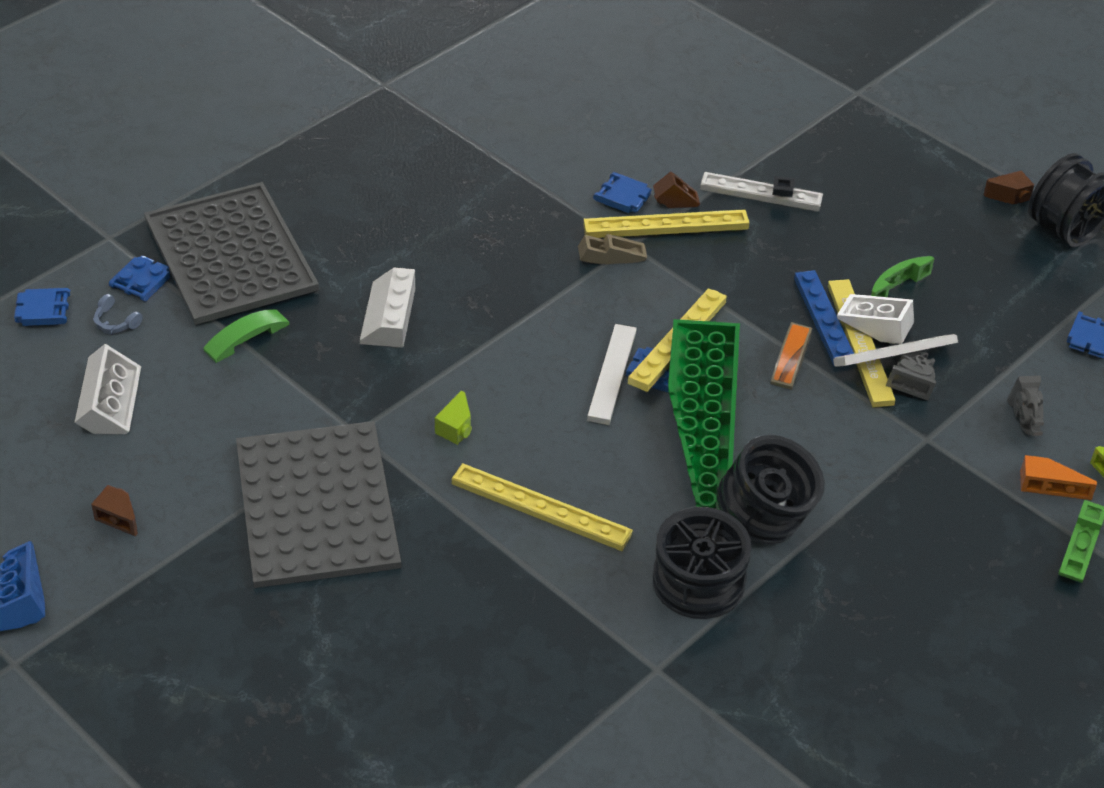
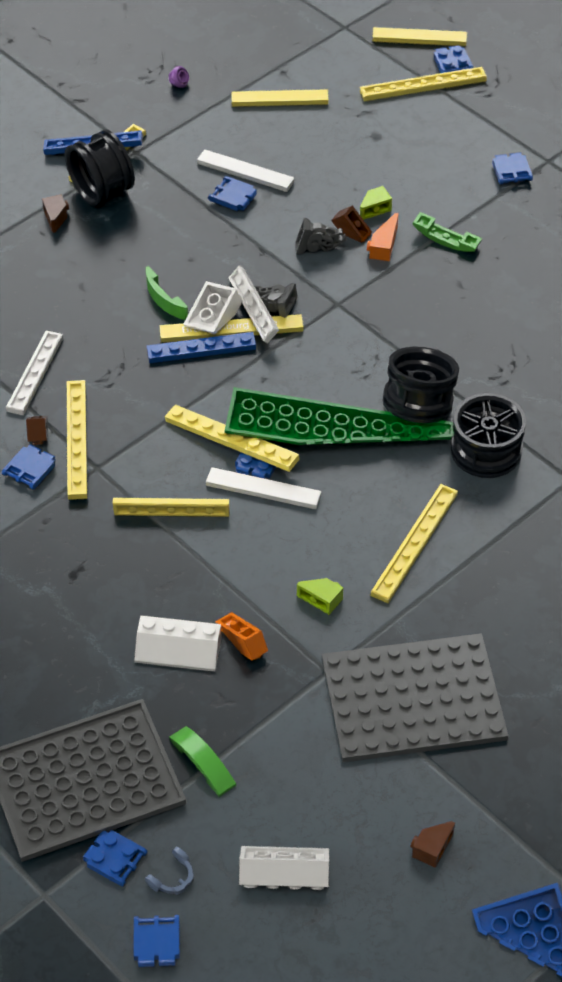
camera: 85 degrees left, 5 degrees up
(396, 355) = (243, 635): none -> orange slope
(573, 291) = (171, 507): none -> light yellow tile
(611, 250) = (109, 478): dark tan slope -> none
(783, 186) = (42, 351): black plate -> none
(791, 356) = (251, 369): slope -> none
(1069, 444) = (351, 224): none -> reddish brown slope

